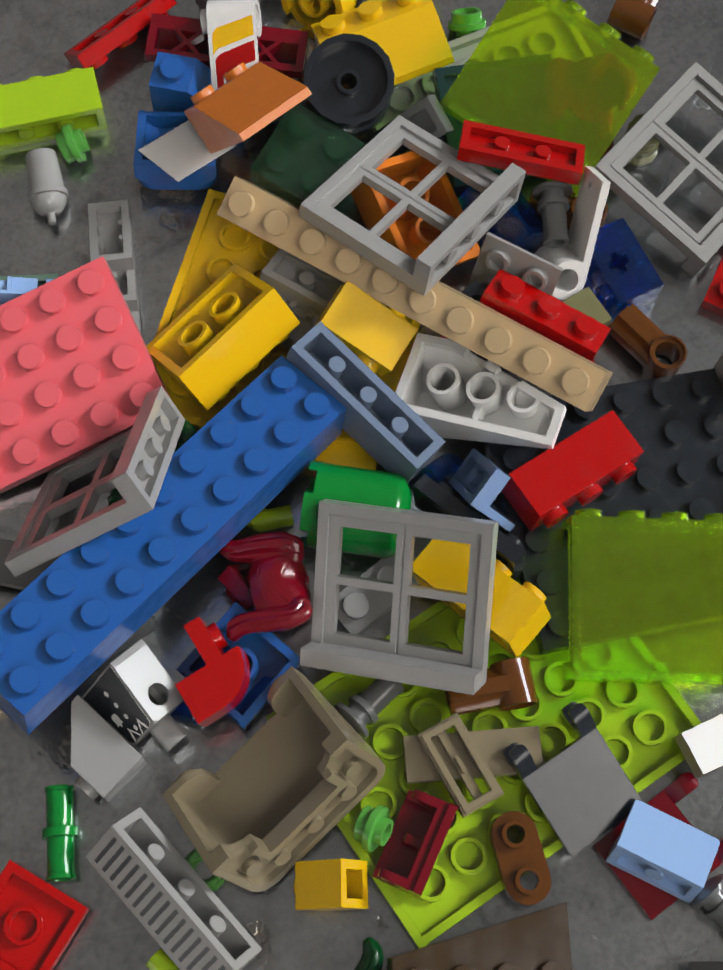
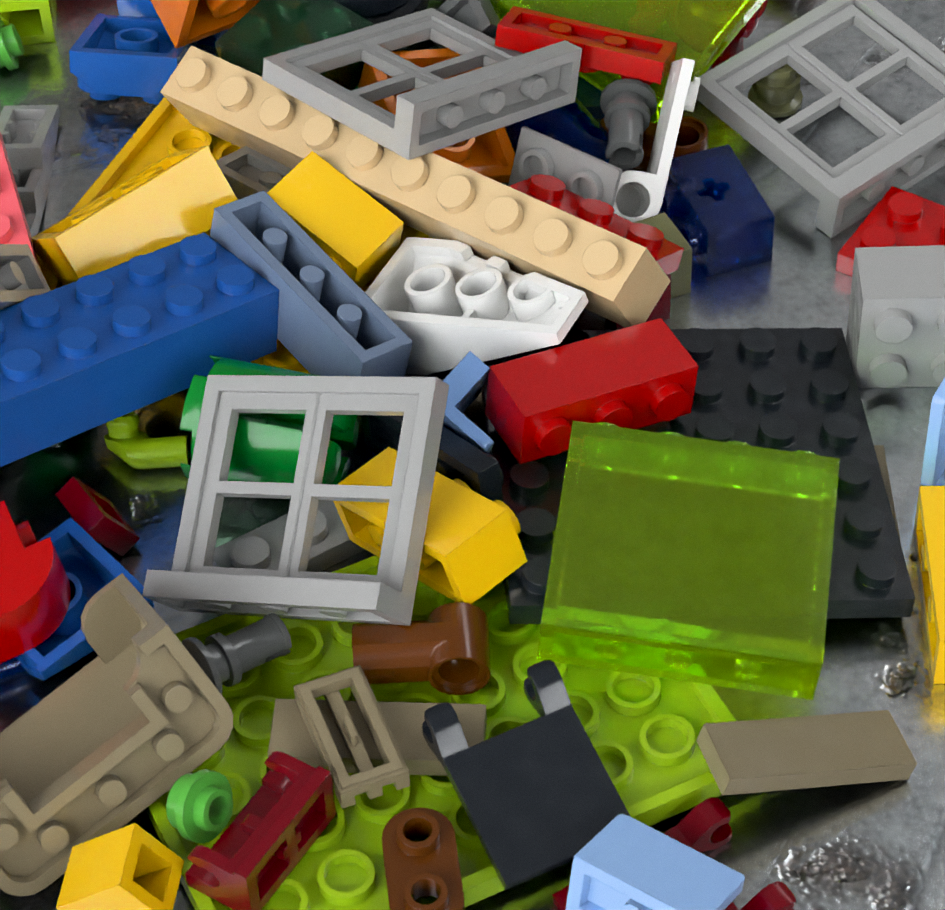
camera: 15 degrees right, 25 degrees down
(180, 151) = (139, 44): white sticker -> none
(275, 582) = (132, 503): dark red hair -> none
(645, 341) = (743, 289): reddish brown piece -> none

